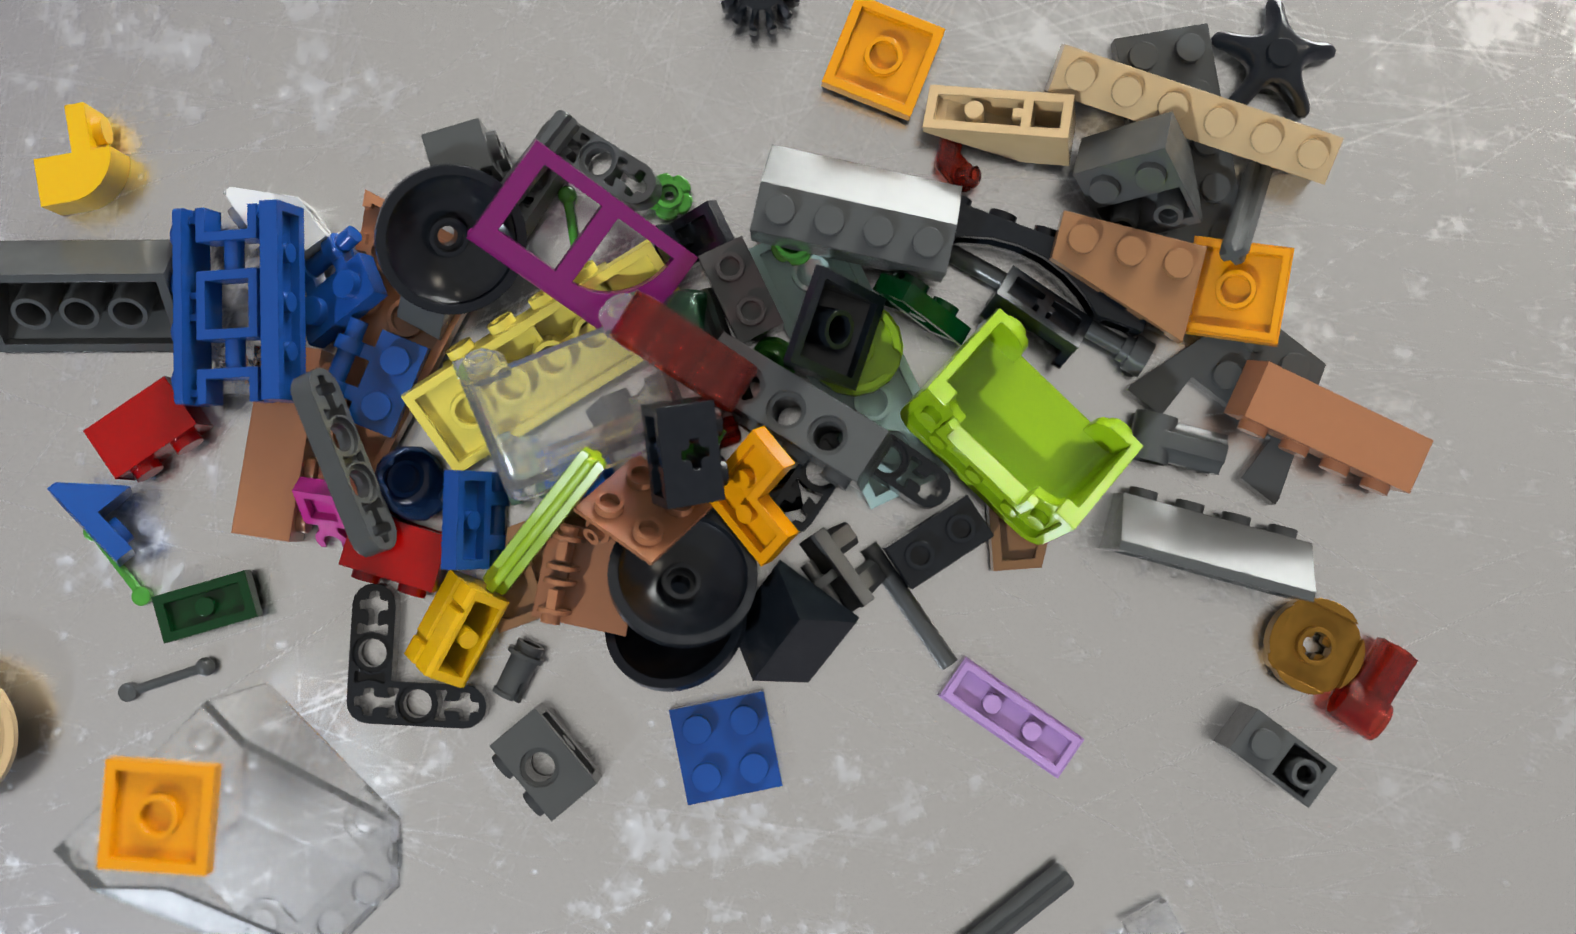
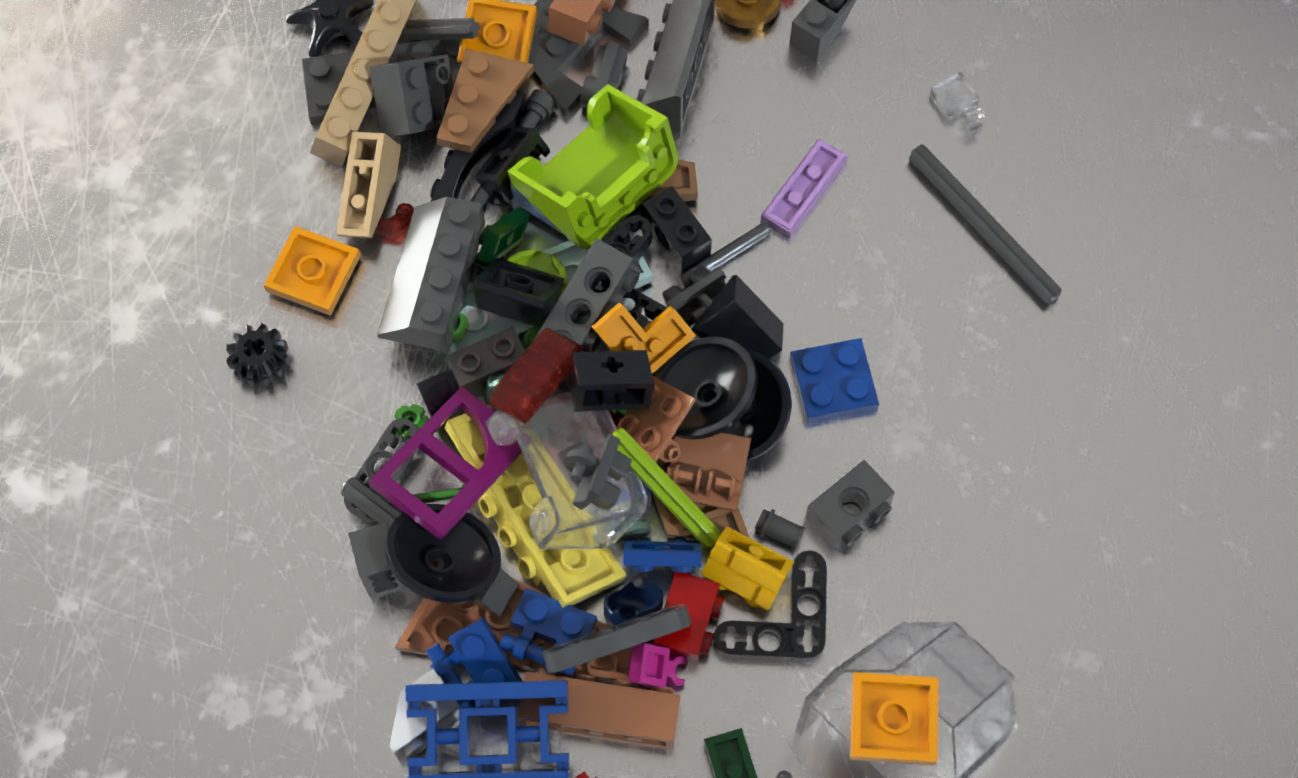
camera: 85 degrees left, 20 degrees down
(536, 429) = (591, 468): none -> dark grey hips

